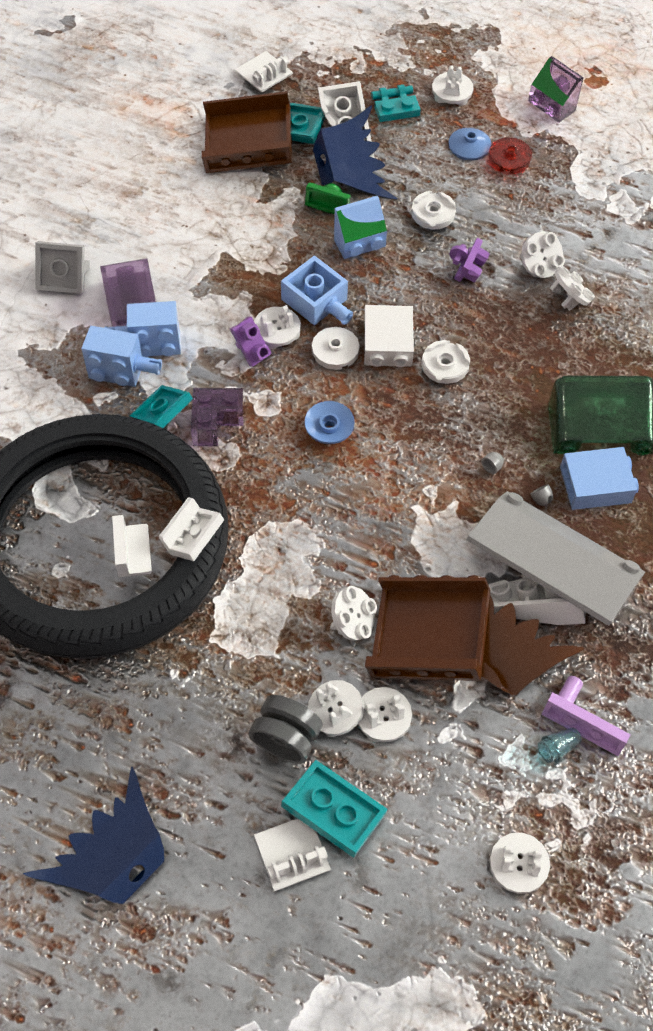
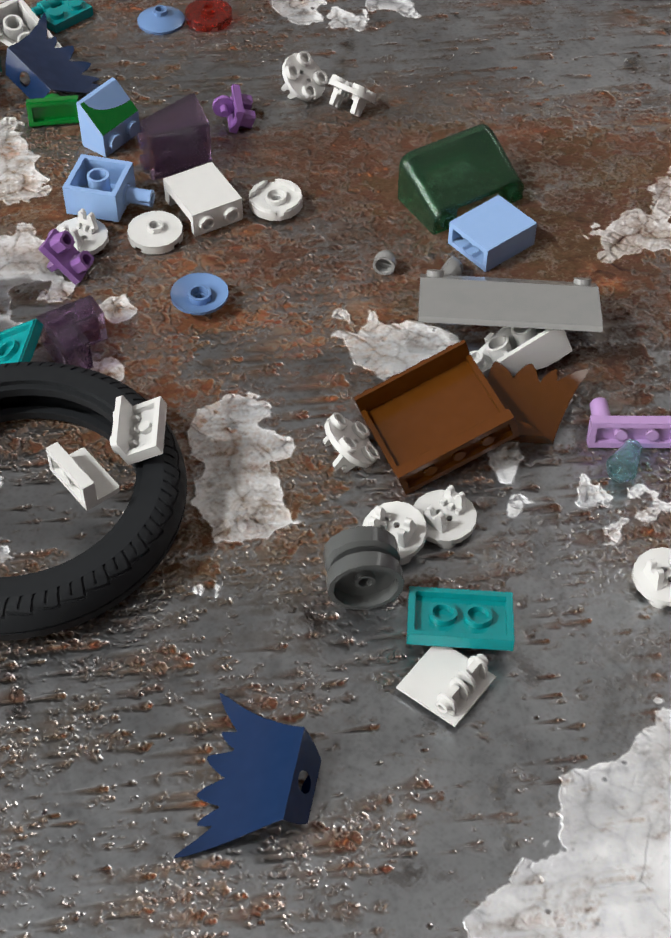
camera: 30 degrees left, 10 degrees down
(397, 271) = (175, 139): none -> clear purple slope
(433, 210) = (168, 82): white plate -> none

